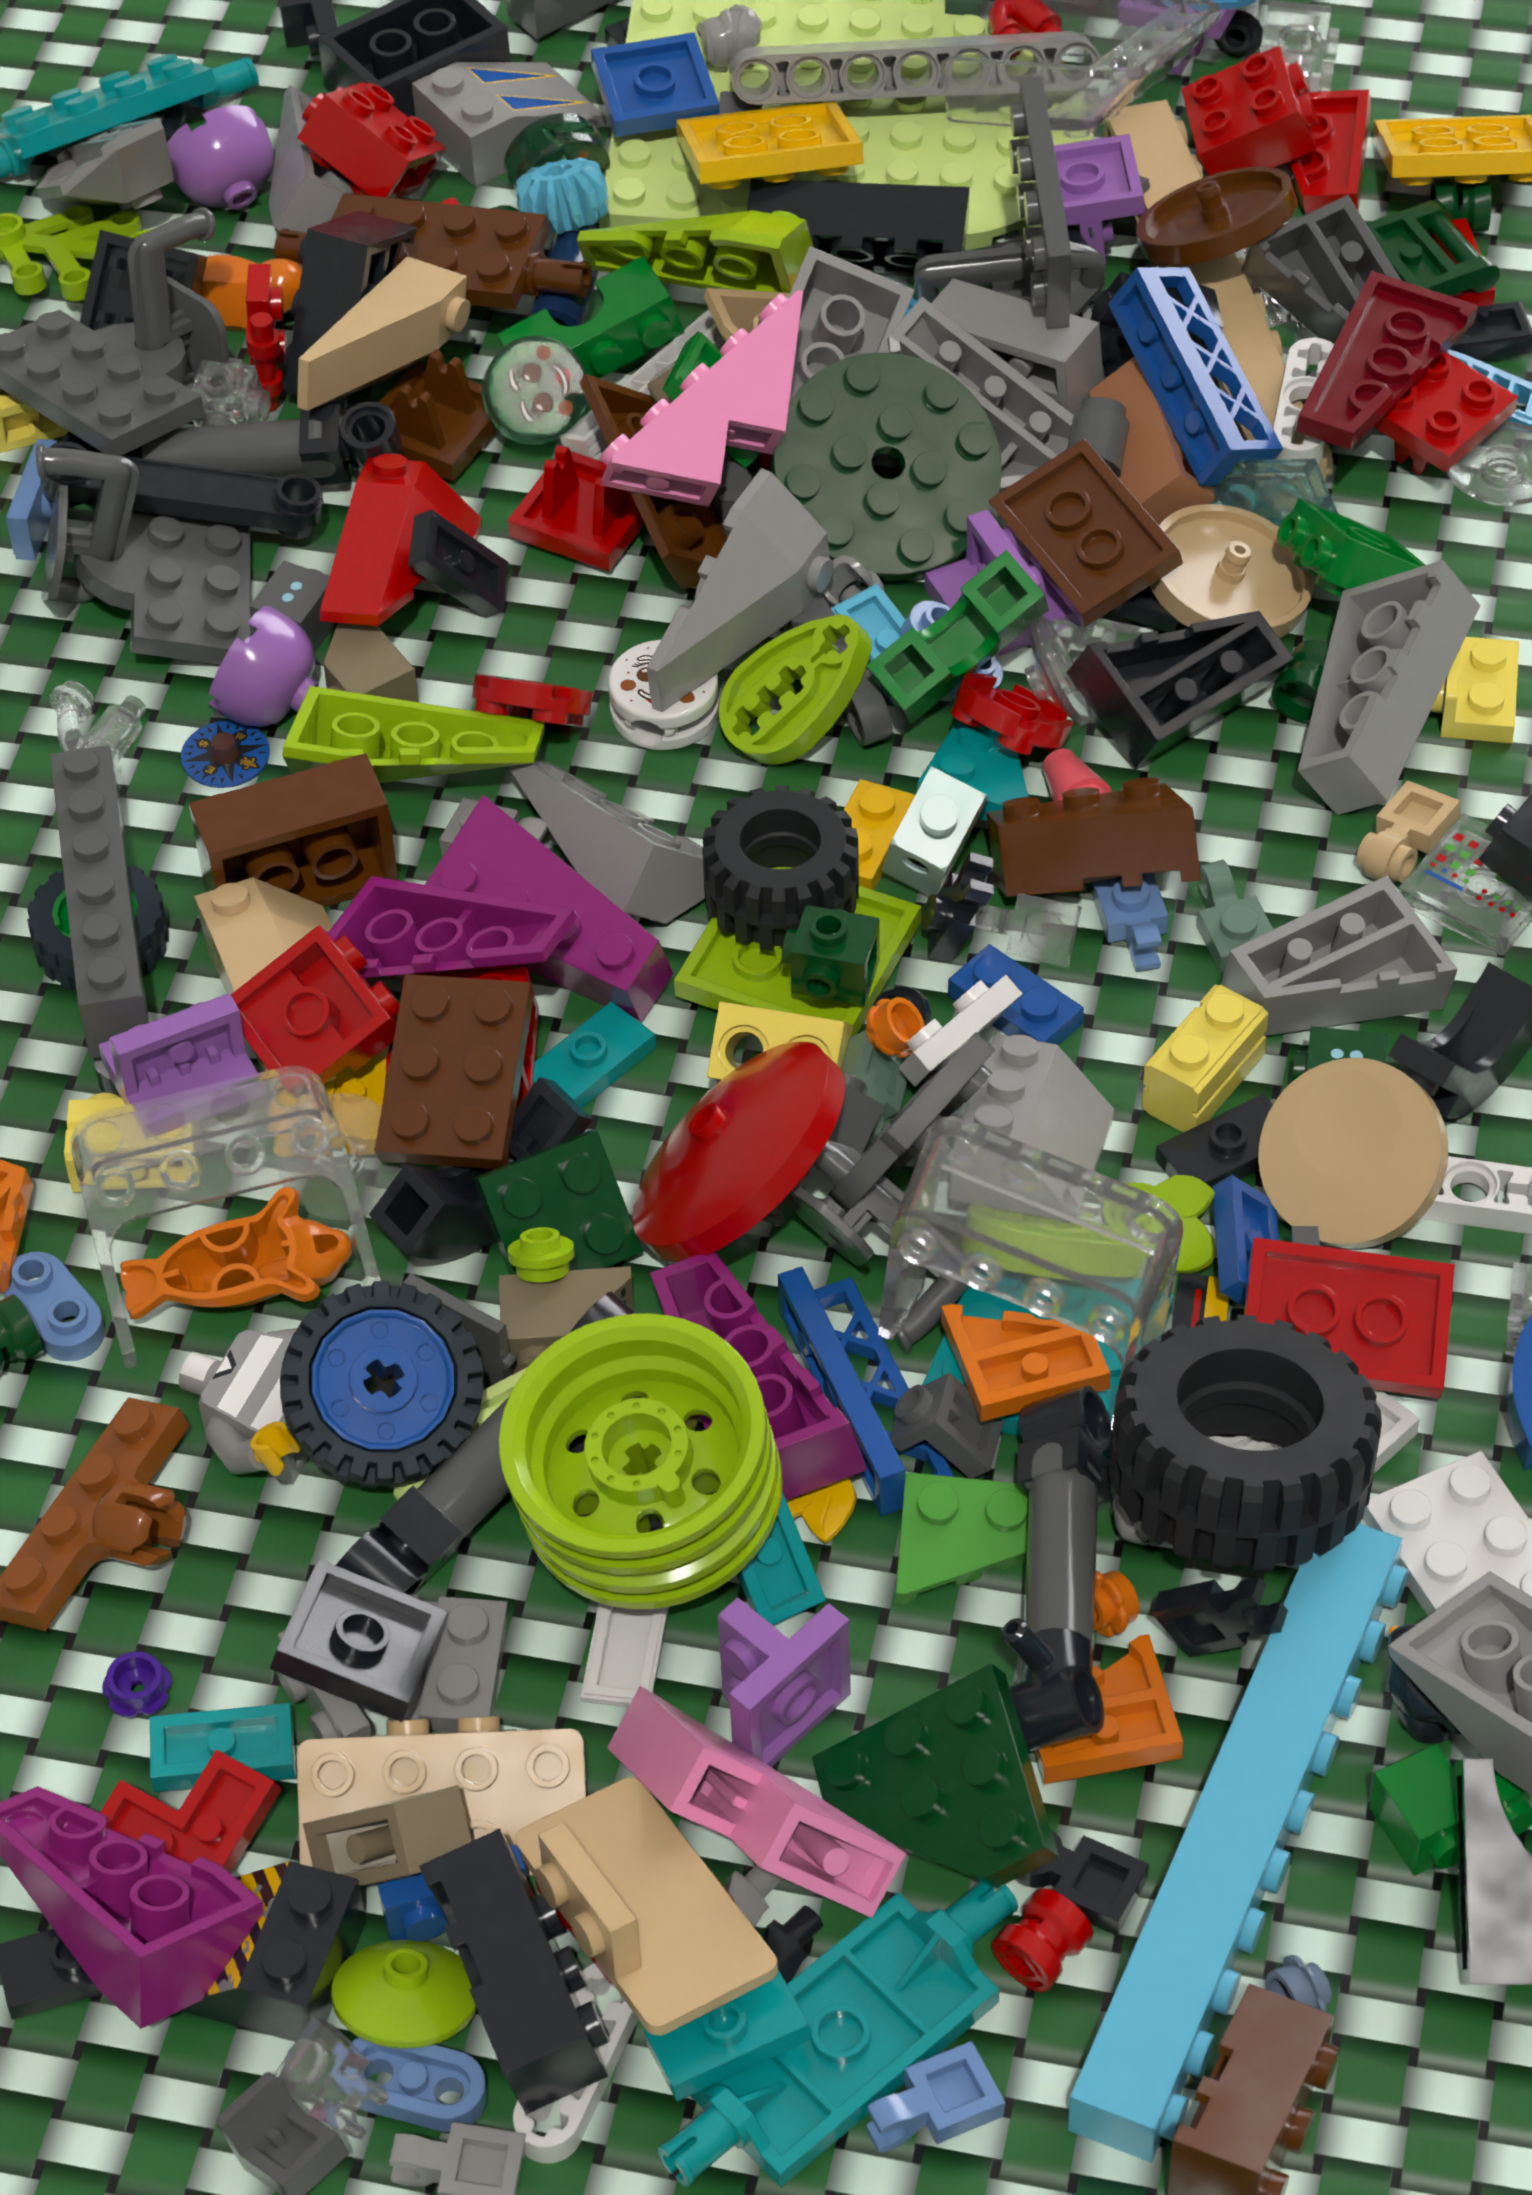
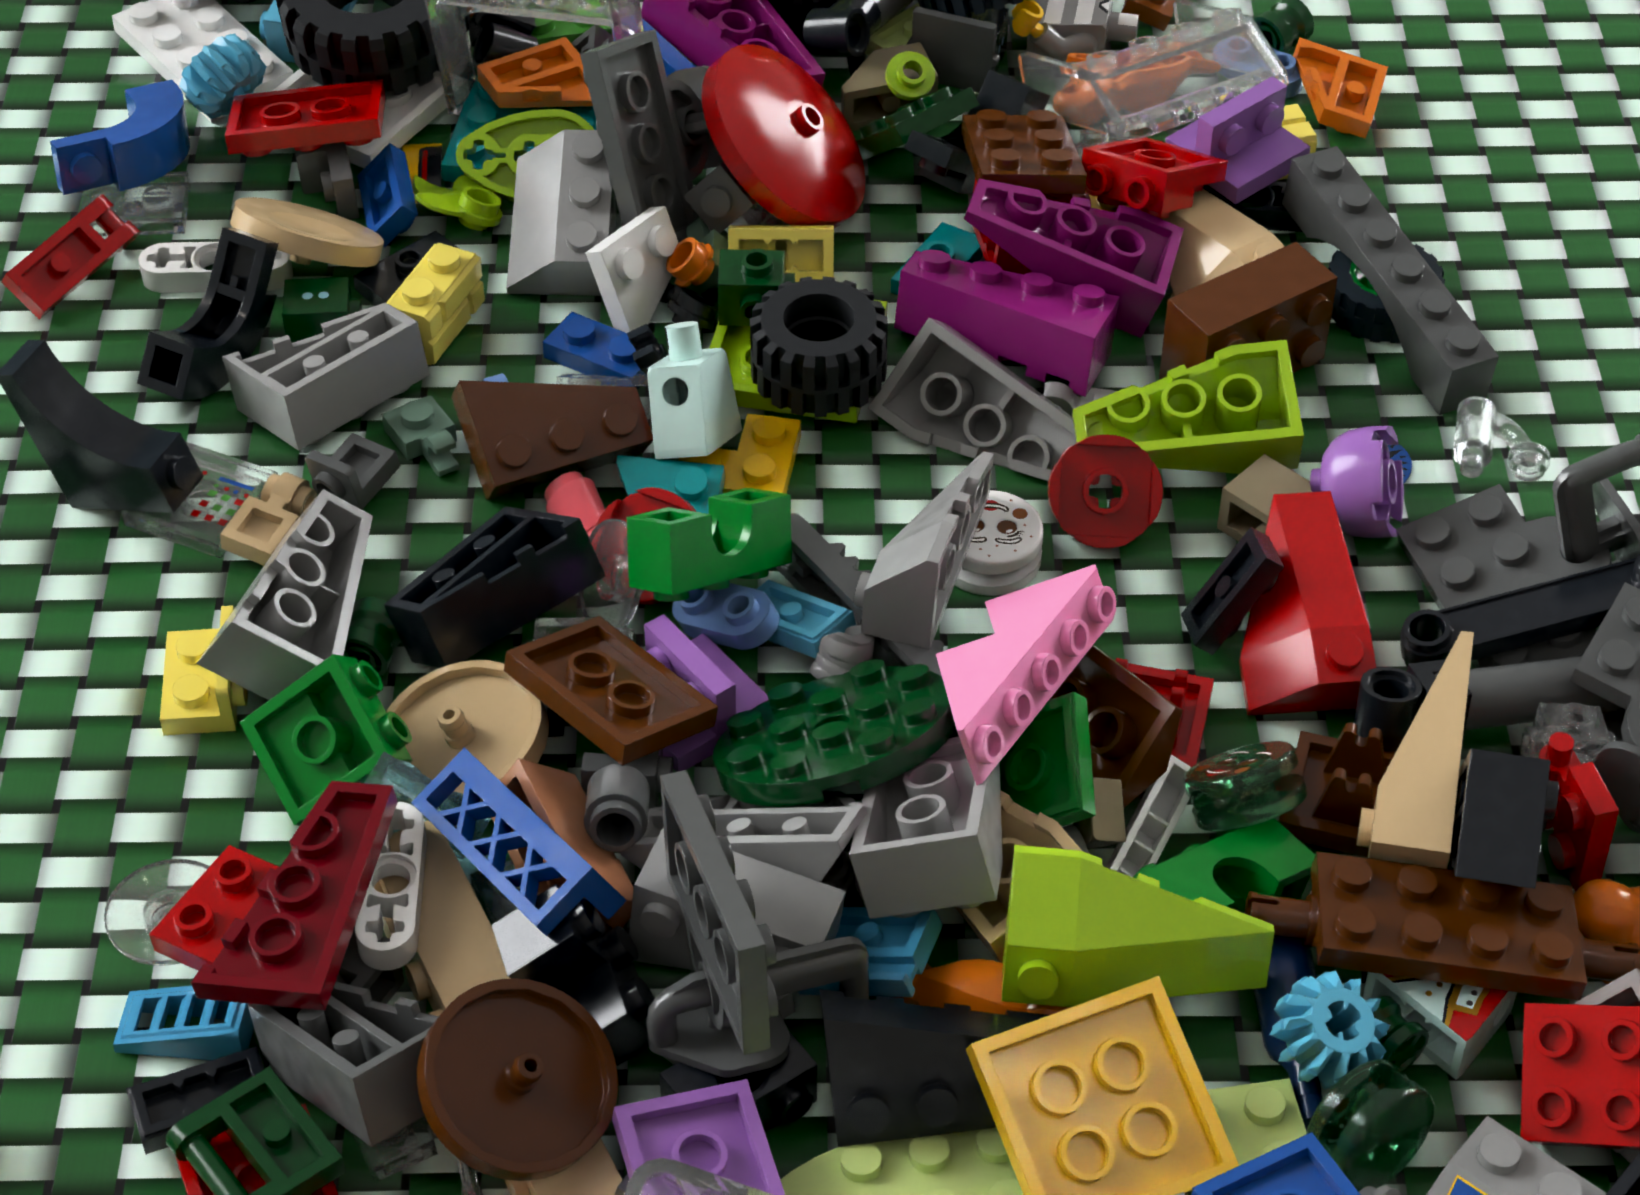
camera: 165 degrees right, 5 degrees down
(298, 595) = (1378, 559): dark grey brick -> none
(769, 672) = (851, 521): lime piece -> none
(1319, 863) = (354, 470): none -> dark grey bracket
(1458, 1411) = (220, 73): none -> medium azure gear

